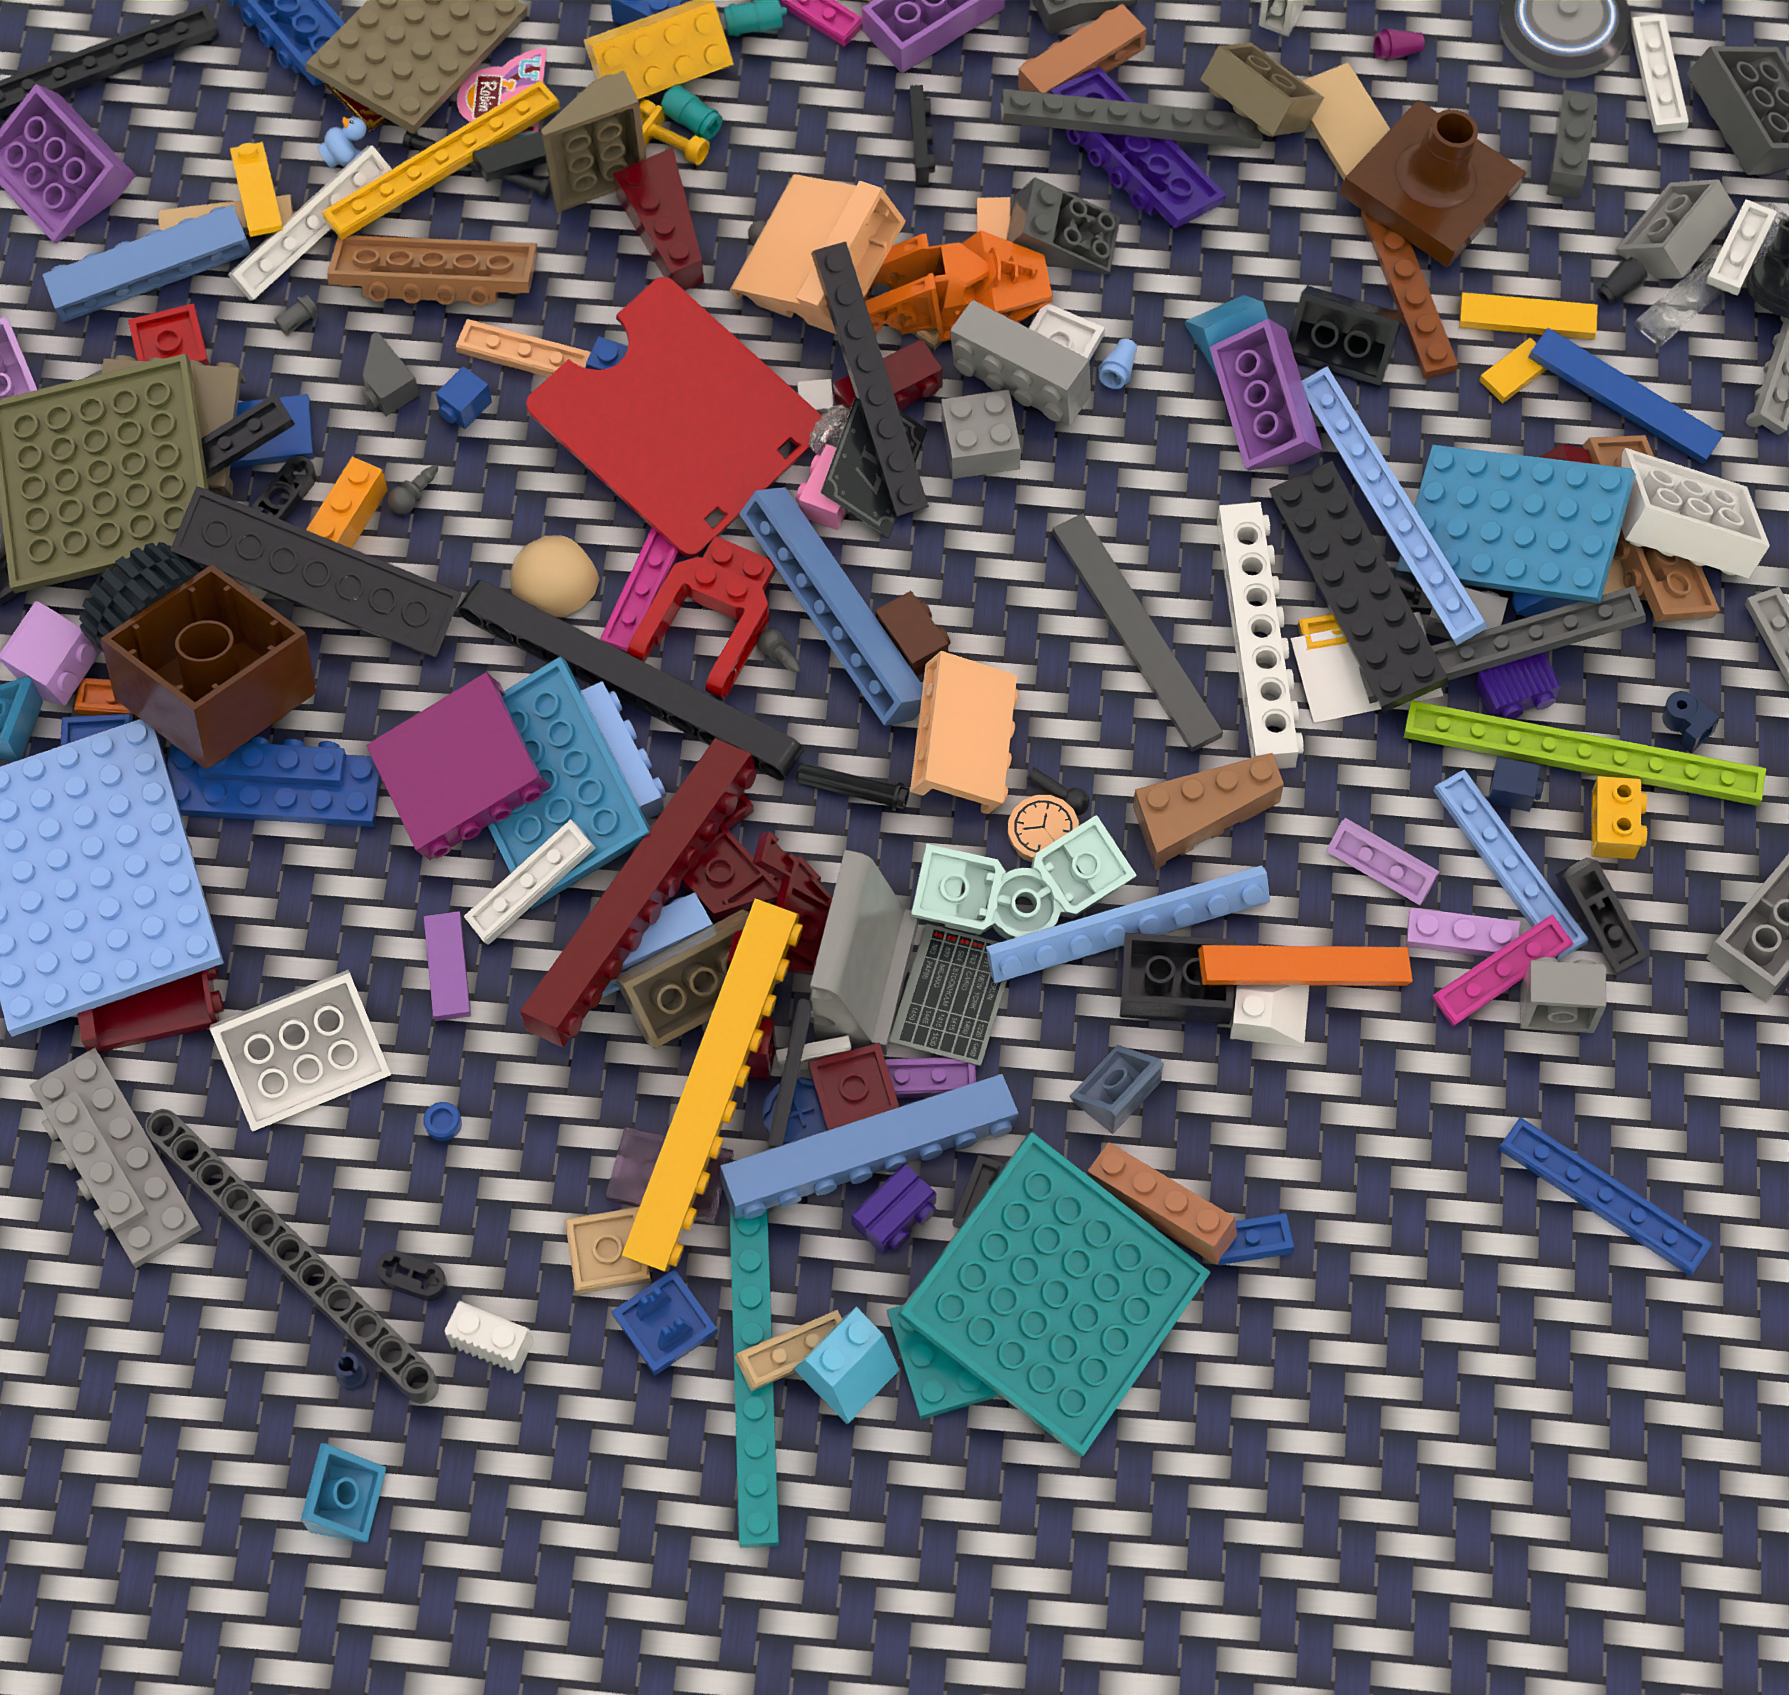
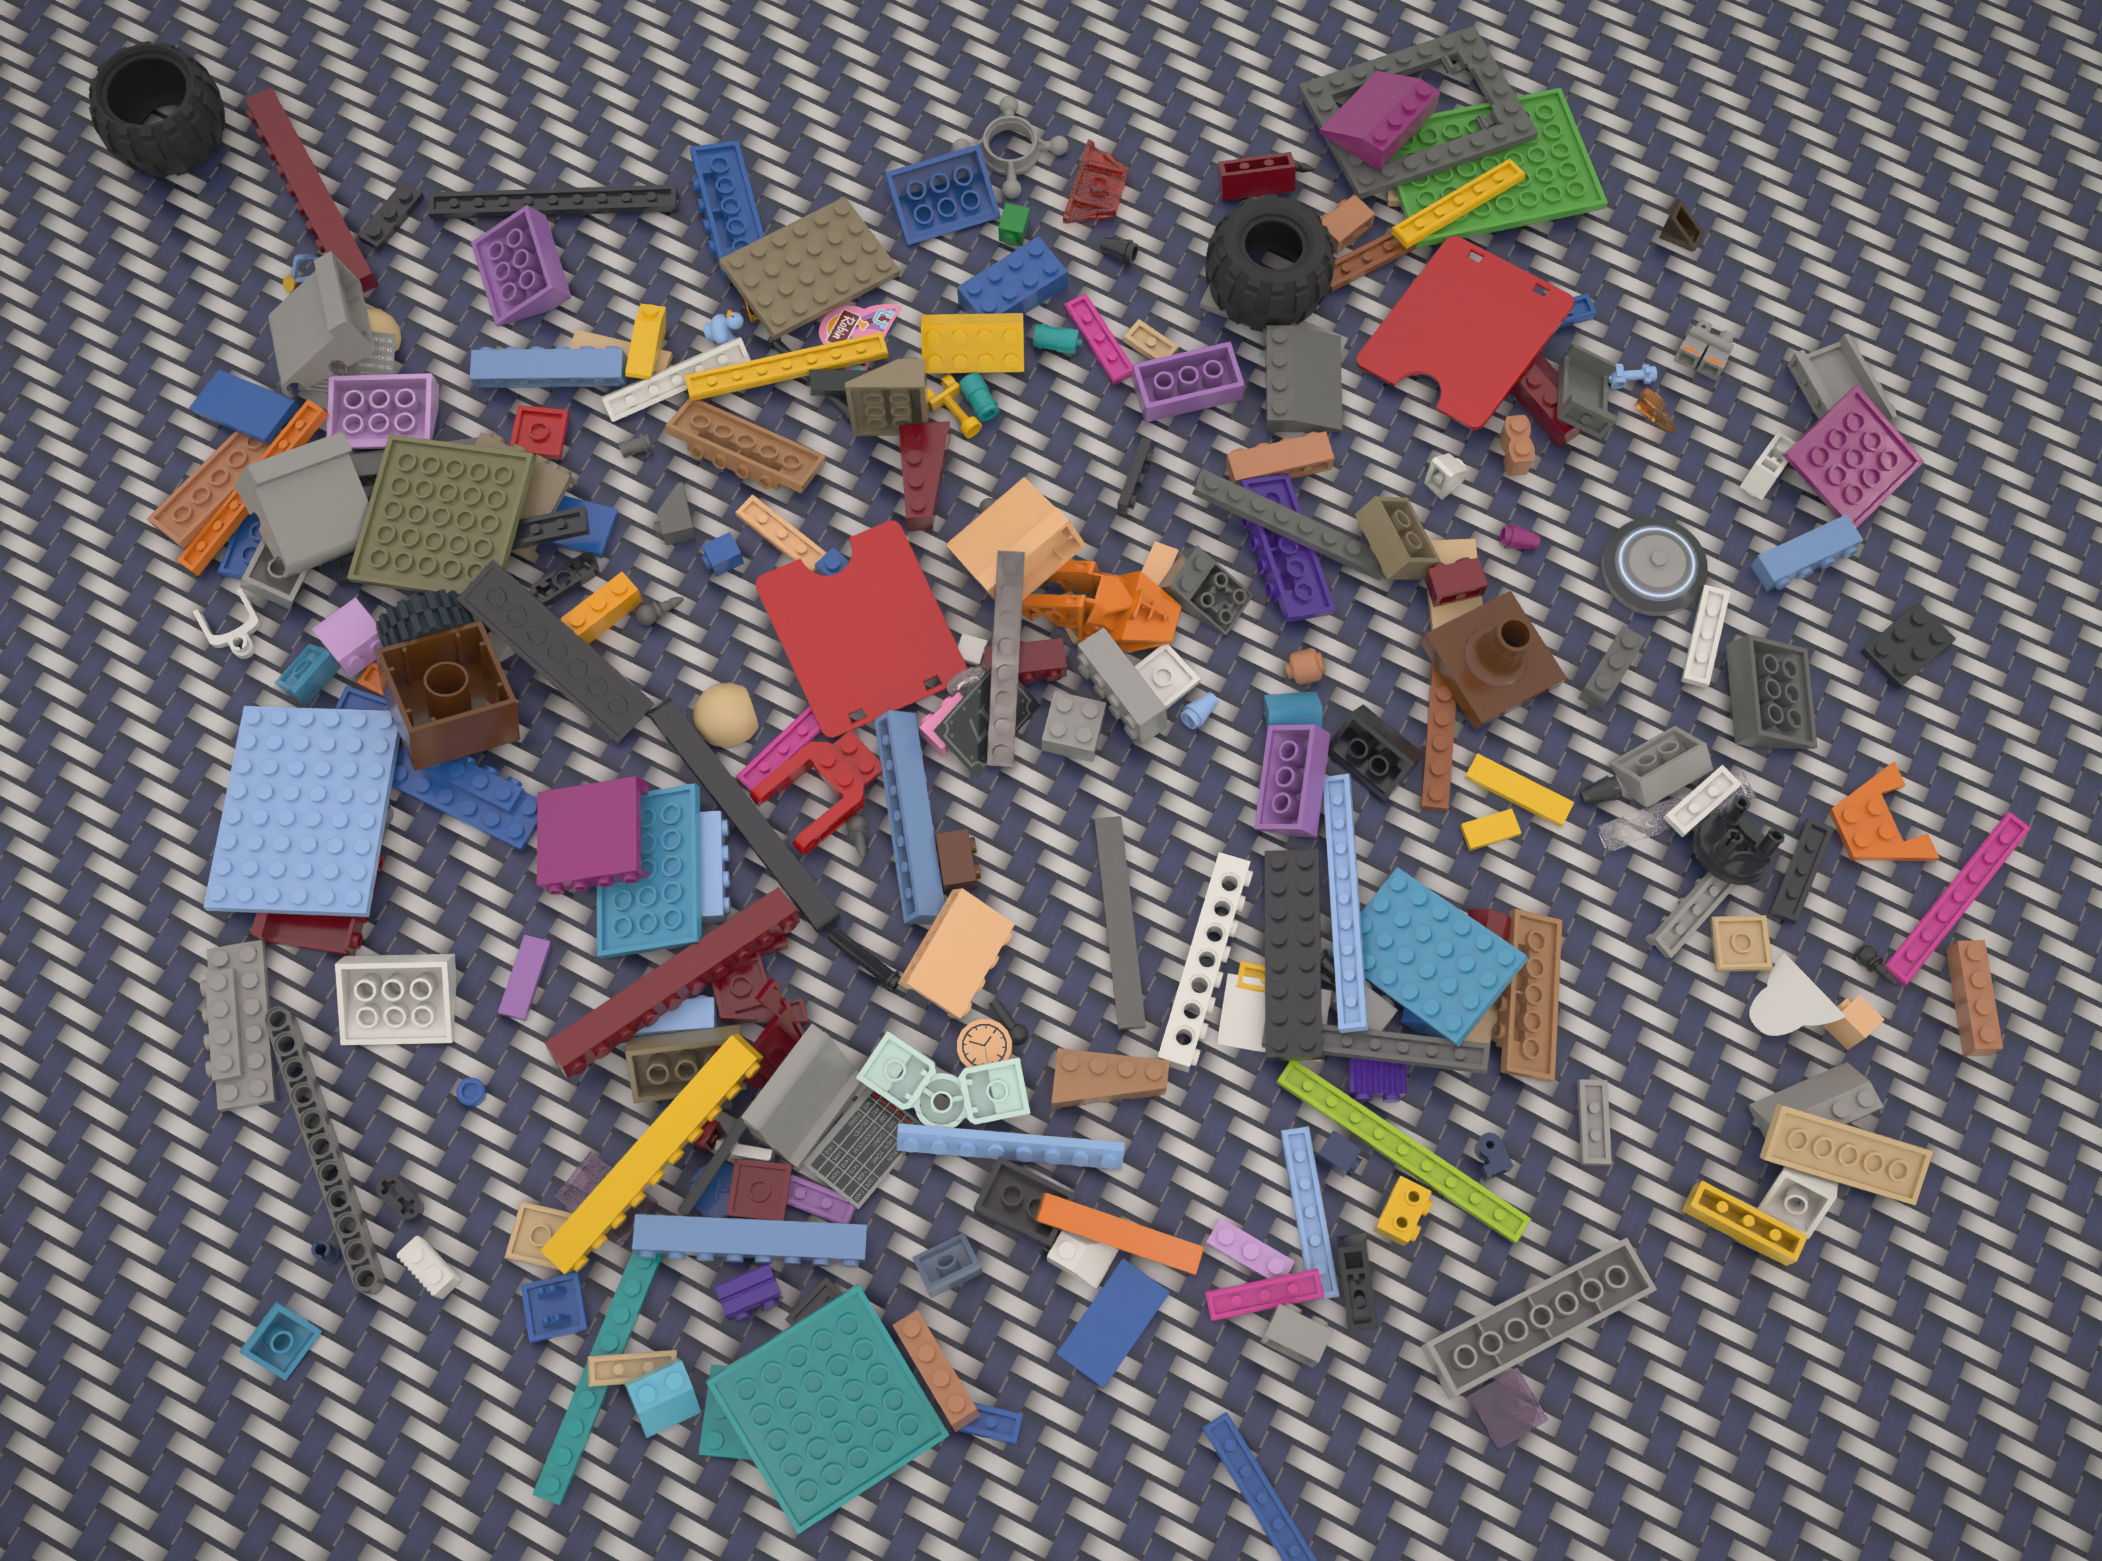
camera: 20 degrees right, 5 degrees up
(529, 882) = (605, 940): white tile -> none
(1220, 270) = (1305, 666): none -> nougat head
(1341, 1074) = (1113, 1323): none -> blue tile
(1350, 113) = (1455, 581): none -> dark red brick
(1382, 861) = (1215, 1174): lavender plate -> none
(1625, 396) = (1562, 883): blue tile -> none
(1692, 516) = (1564, 998): white slope -> none

